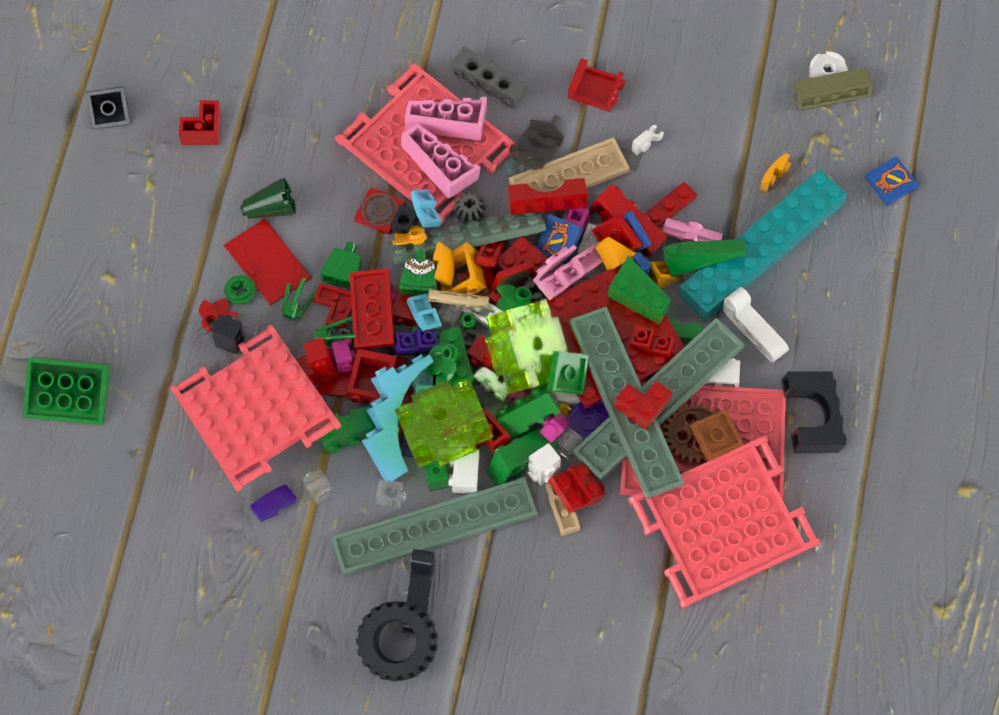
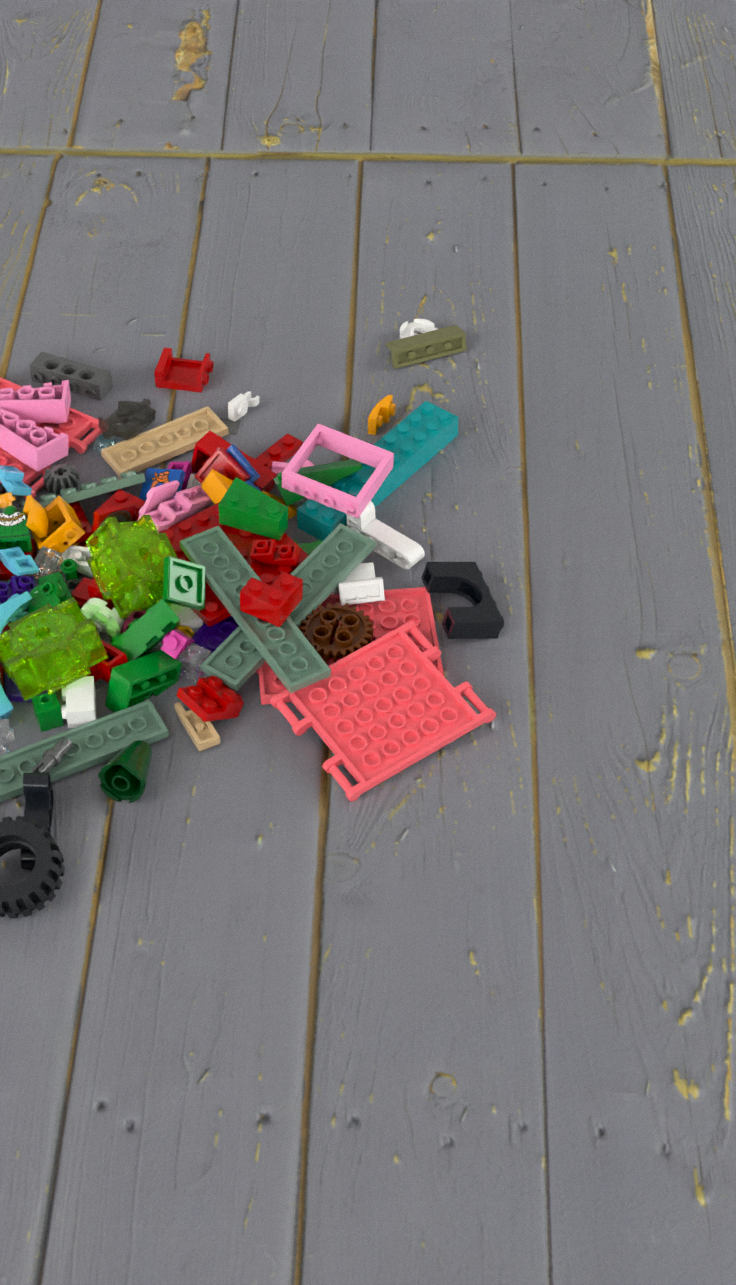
camera: 10 degrees left, 20 degrees down
(436, 529) = (53, 756): none -> dark grey pin
(467, 300) = (54, 543): tan pin -> none
(490, 253) = (87, 506): red plate -> none
(499, 552) = (127, 772): none -> dark green cone
(525, 200) = (123, 458): red arch -> none
(544, 464) = (167, 678): white brick -> none
(716, 435) = (358, 624): dark orange tile -> none
(724, 391) = (361, 591): none -> white plate
(739, 235) = (349, 447): none -> bright pink window
(891, 181) = (502, 410): blue tile -> none

